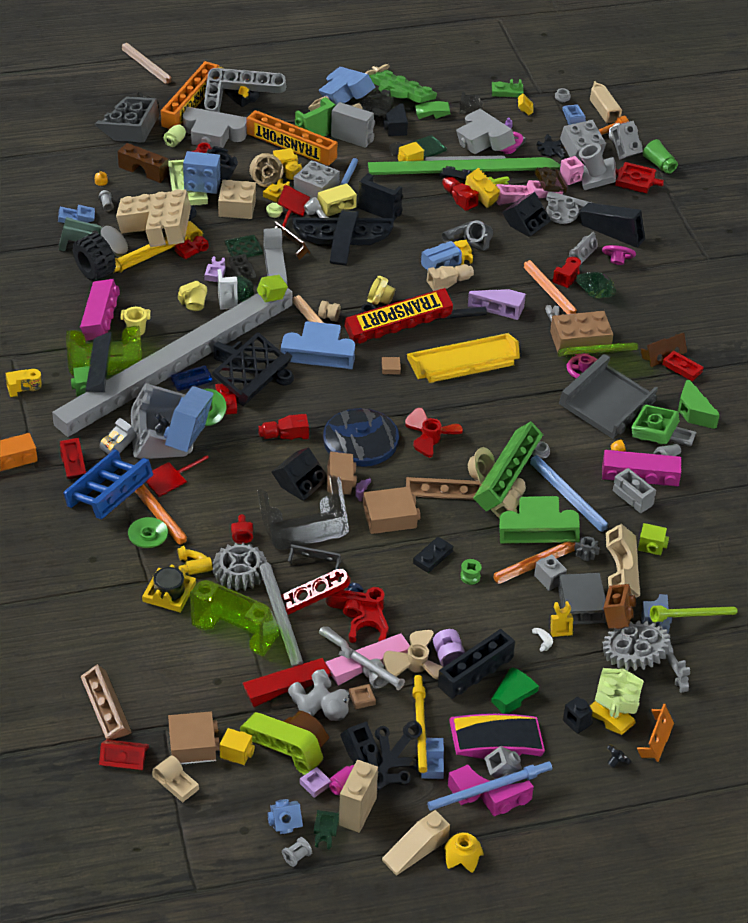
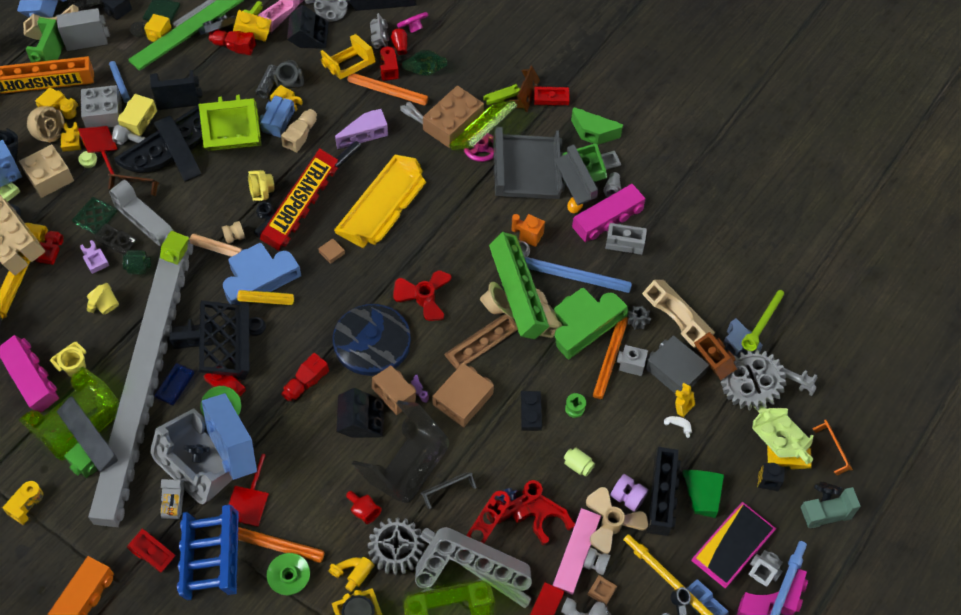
camera: 40 degrees left, 15 degrees up
(227, 291) = (130, 275): white panel -> none
(280, 601) = (471, 558): none -> light grey beam
(308, 361) = (265, 297): none -> yellow axle
(348, 652) = (566, 562): light grey piece -> none
(394, 240) = (230, 124): none -> lime piece
(432, 606) = (579, 461): none -> yellowish green brick
(538, 248) = (358, 47): none -> yellow panel
(561, 439) = (530, 229): none -> orange brick
(594, 261) = (399, 39): none -> red cone
(601, 768) = (830, 511): none -> sand green piece
(635, 423) = (576, 176): none -> dark grey panel
(642, 341) = (500, 95): none -> lime piece
(653, 539) = (675, 272): lime brick -> none

